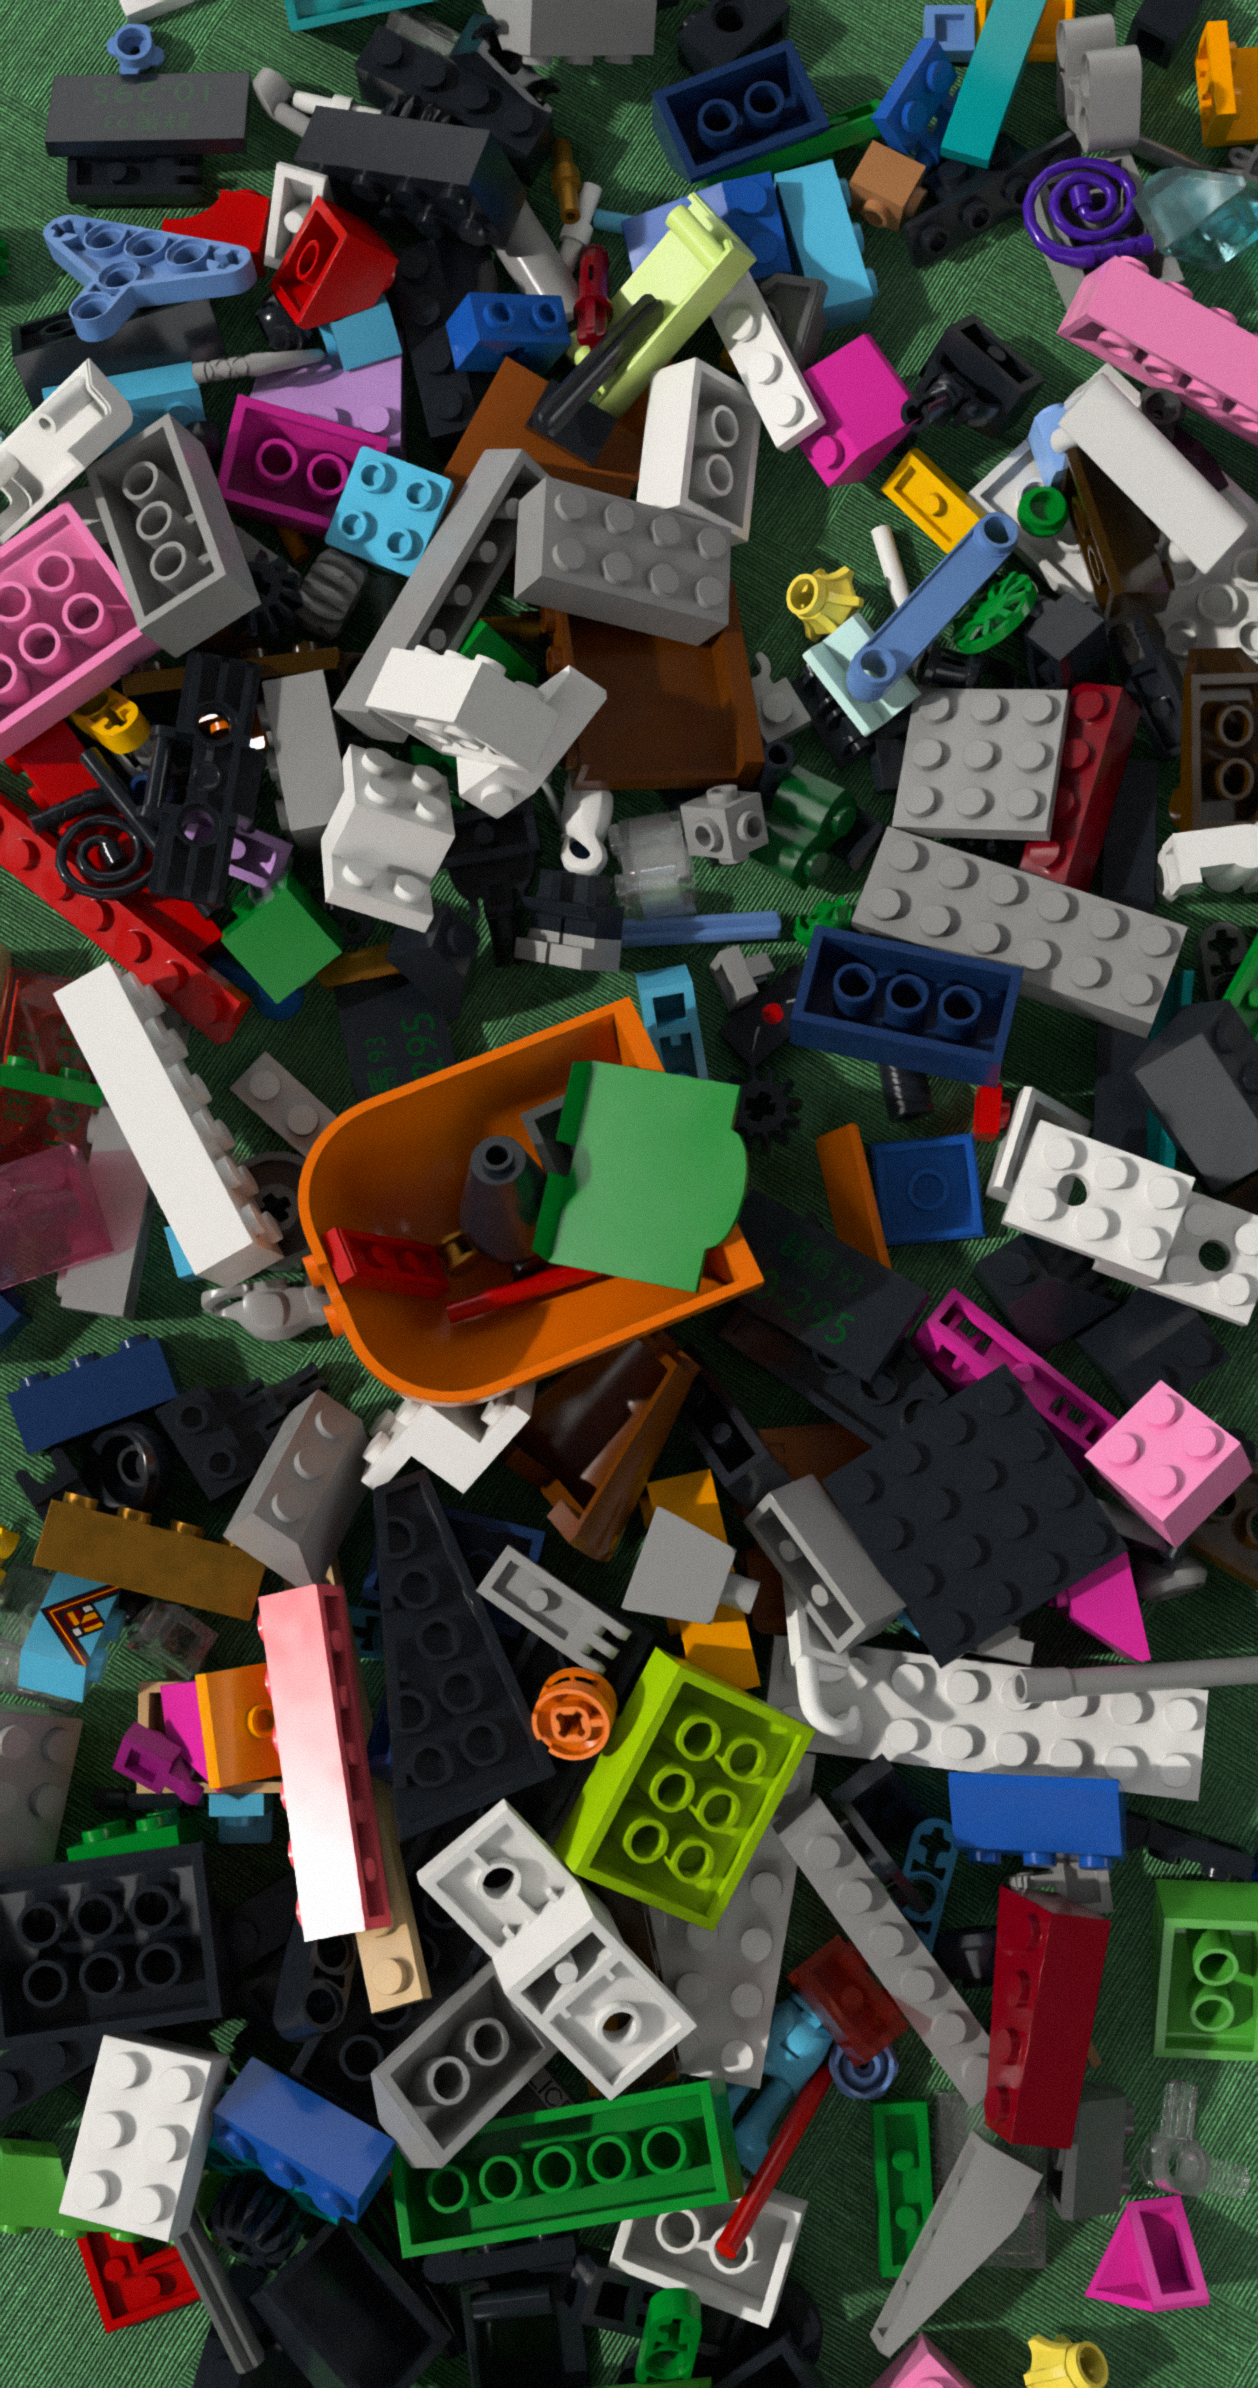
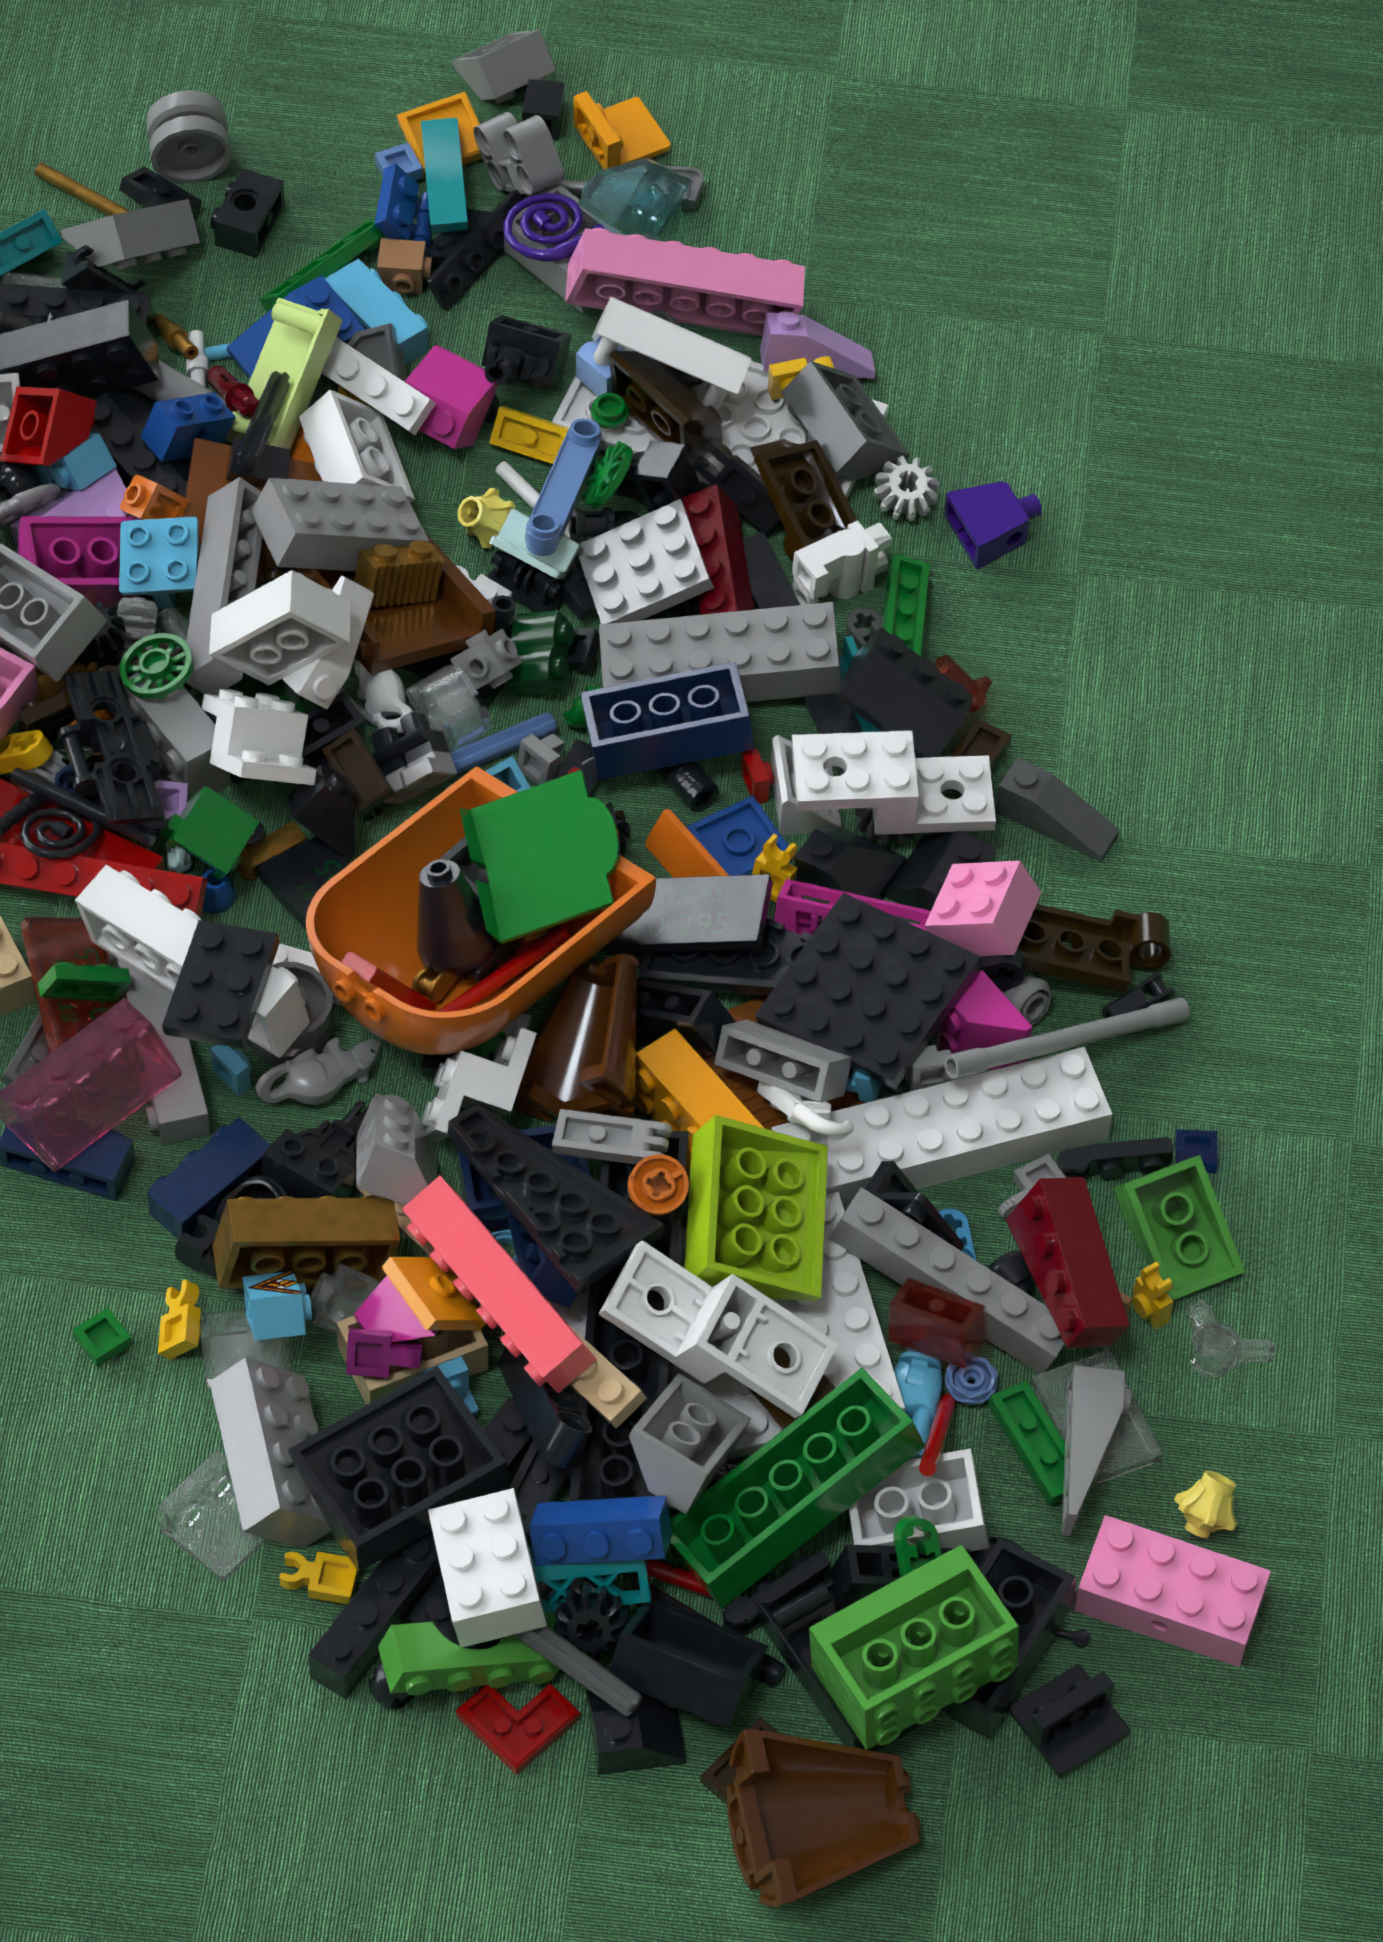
camera: 30 degrees left, 25 degrees down
(161, 1207) = (221, 984): none -> black plate
(306, 683) = (156, 666): none -> green wheel
(415, 432) = (152, 501): none -> orange bracket
(503, 915) = (356, 763): none -> dark brown tile
(670, 656) = (400, 573): none -> pearl gold brick
(686, 1573) = (690, 1083): light grey torso -> none
(737, 113) = (277, 254): dark blue slope -> none
(946, 1263) = (775, 862): none -> yellow plate
(1038, 1819) = (1005, 1155): blue slope -> none
(1093, 2172) = (1151, 1361): dark grey slope -> none
(1130, 2058) = (1151, 1296): none -> yellow plate
(1151, 2260) = (1233, 1418): dark pink slope -> none

